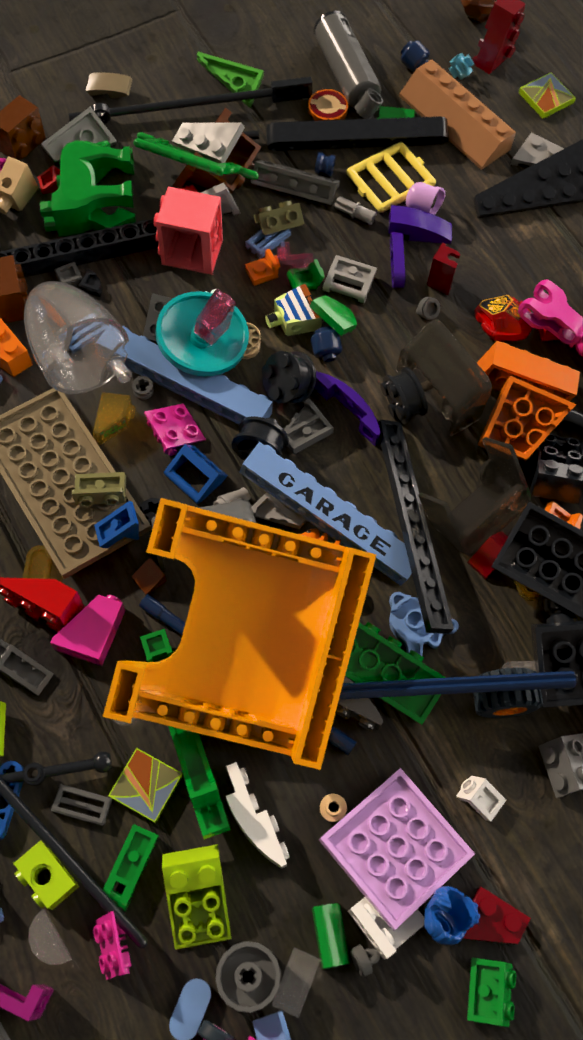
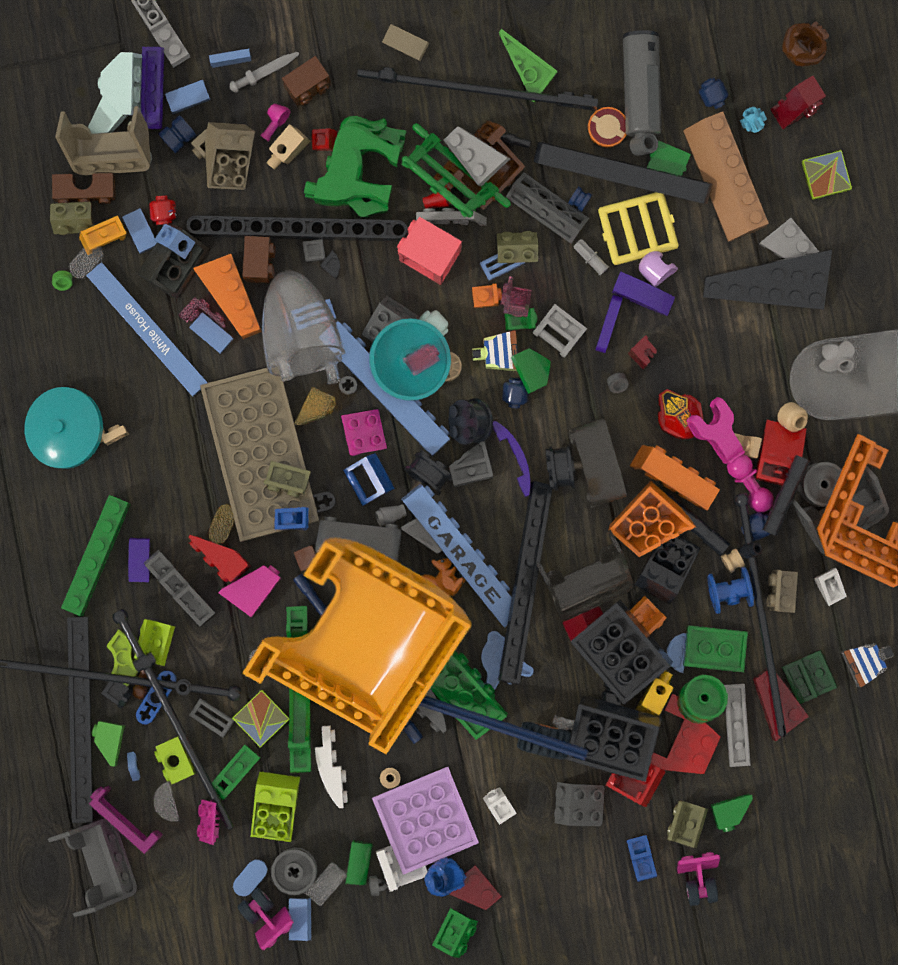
camera: 20 degrees right, 20 degrees up
(82, 128) = (362, 99): light grey wing -> none

